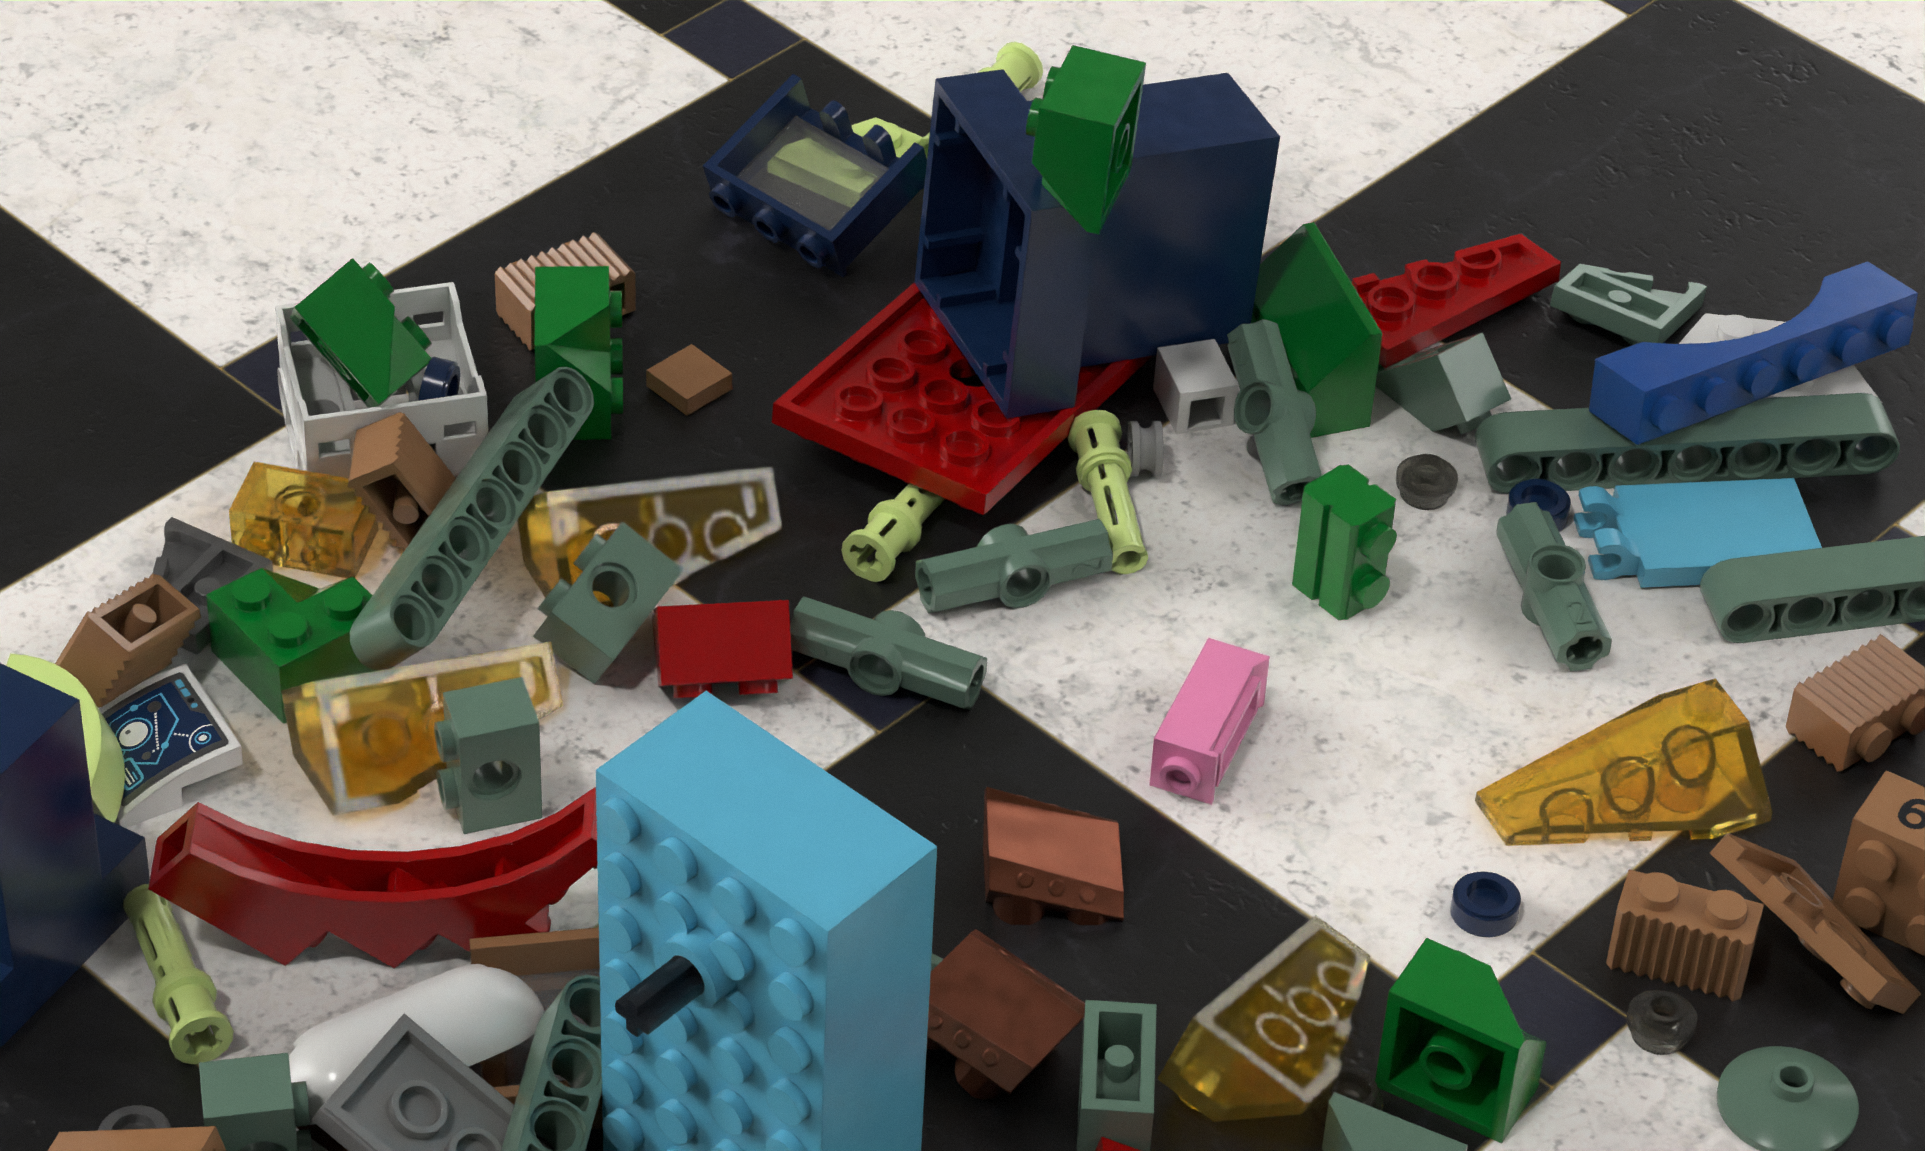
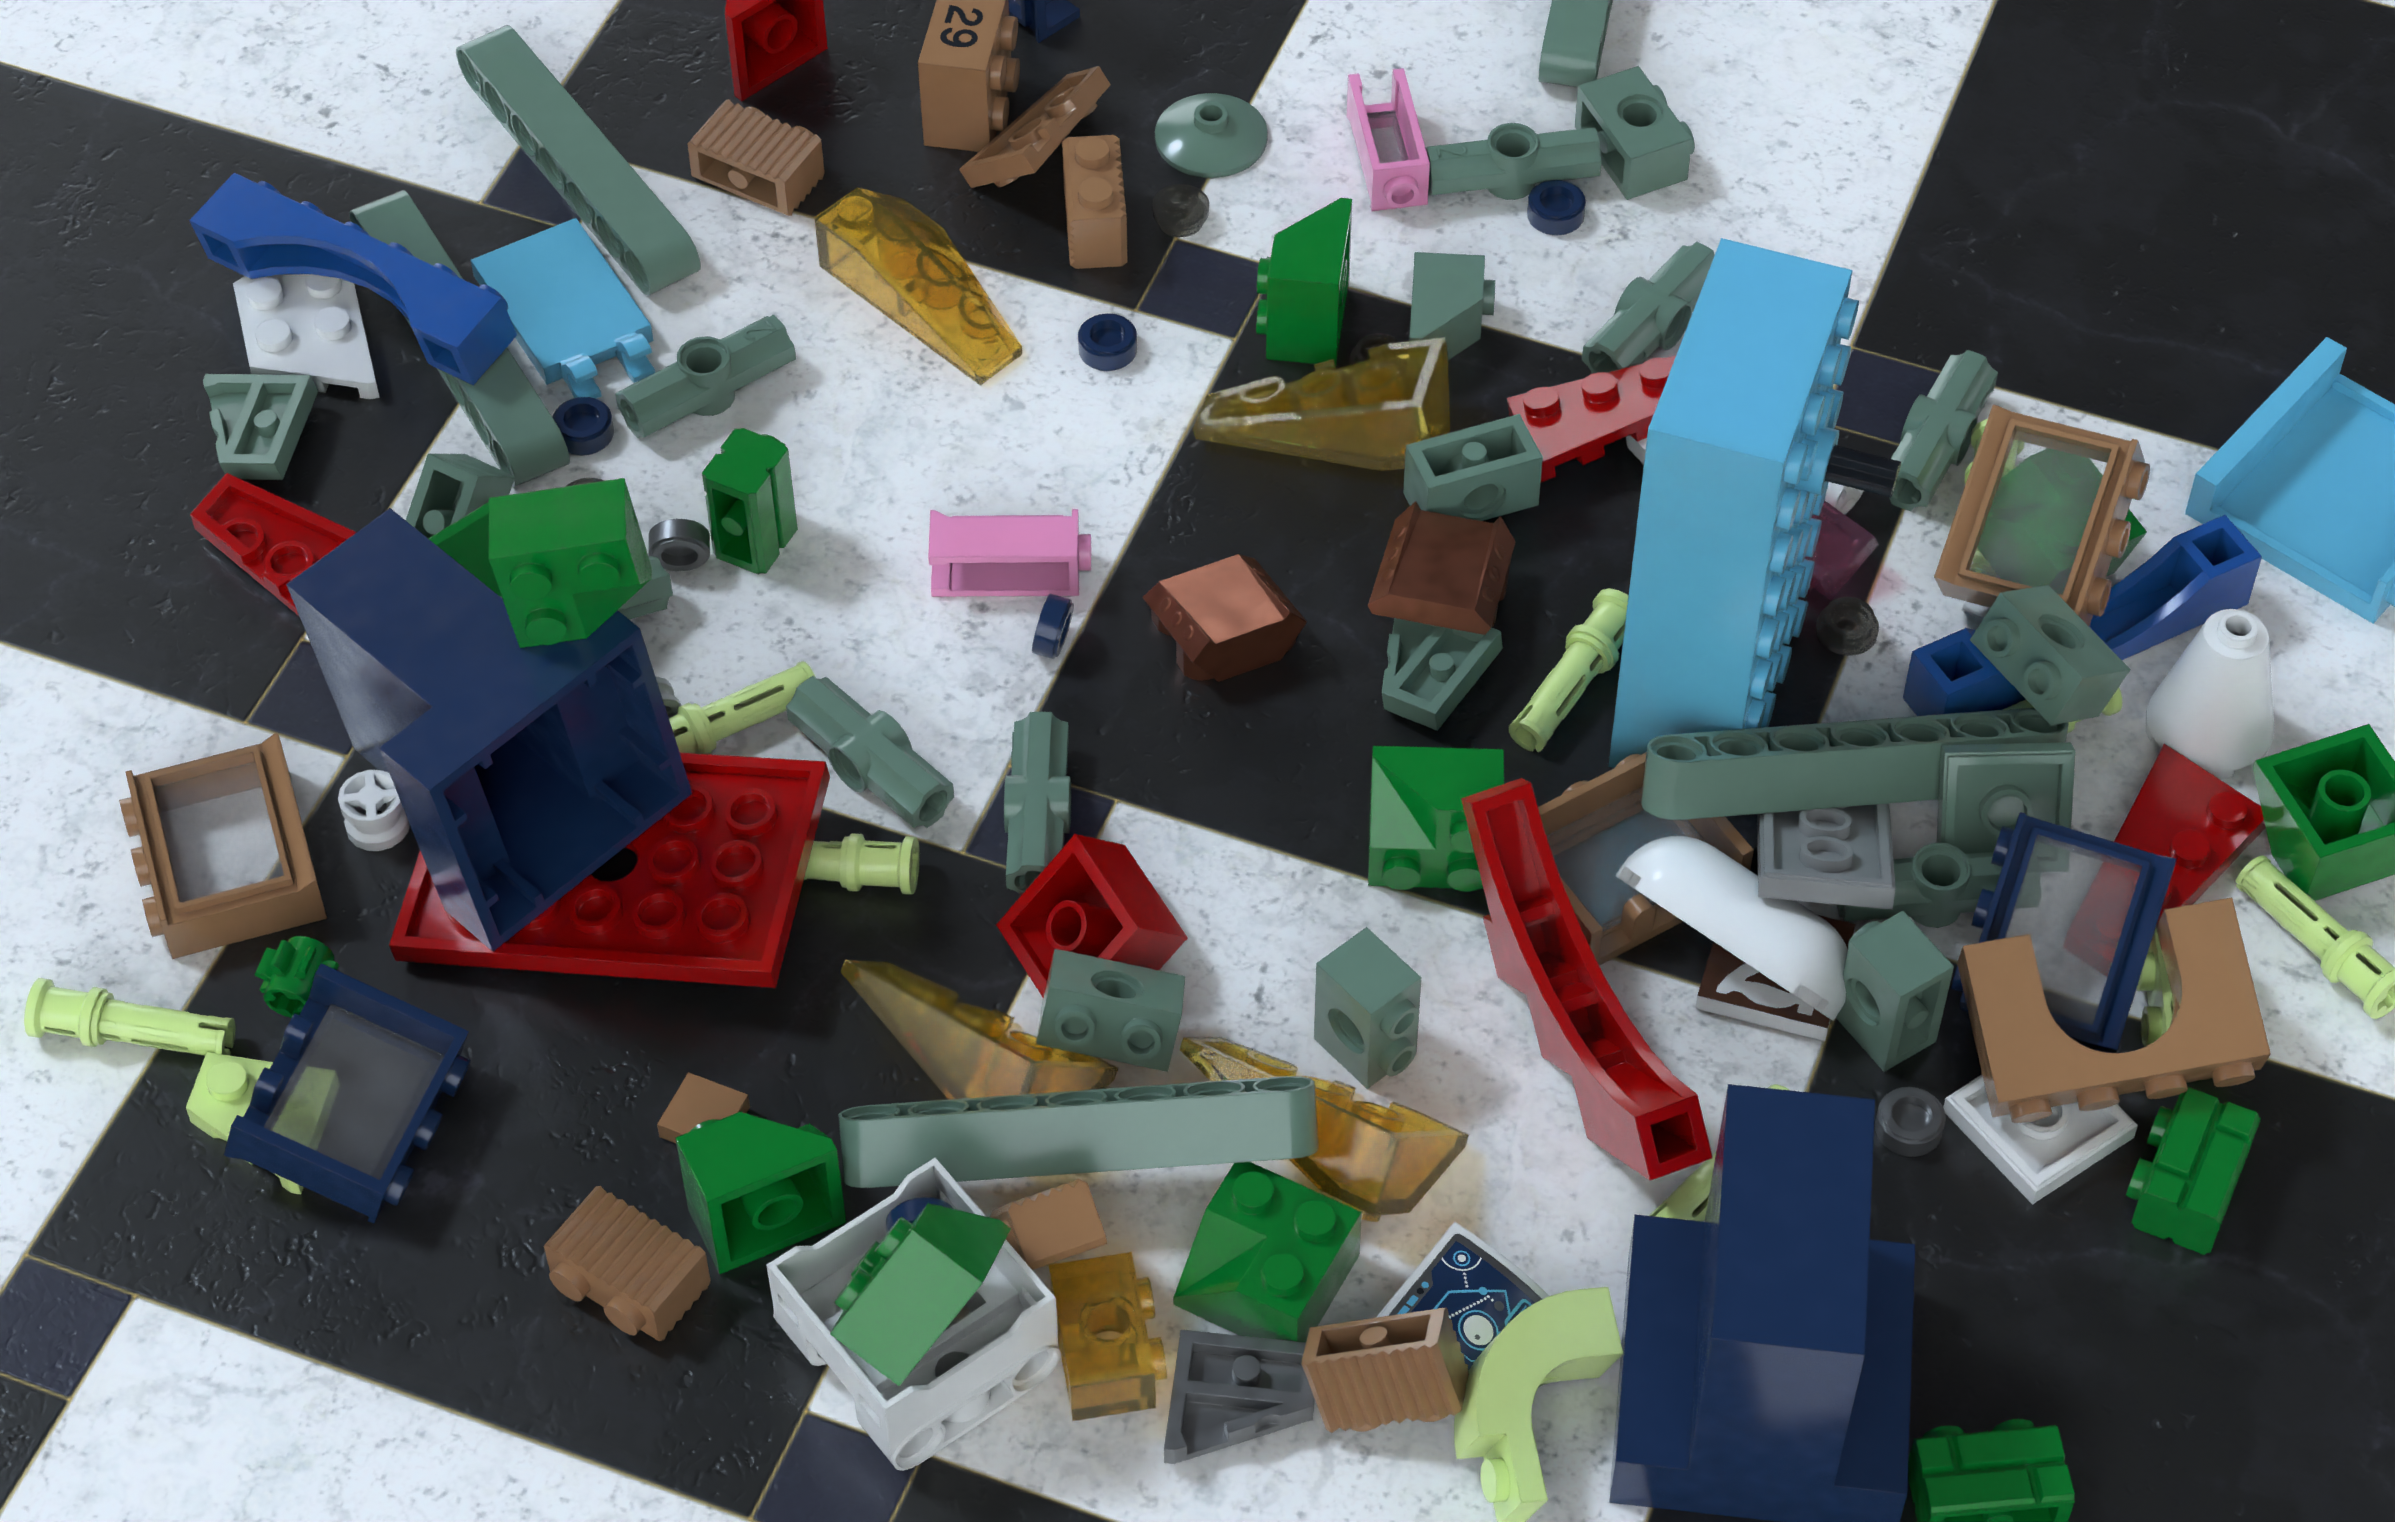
camera: 110 degrees left, 10 degrees up
(1098, 726) = (1052, 626): none -> dark blue tile

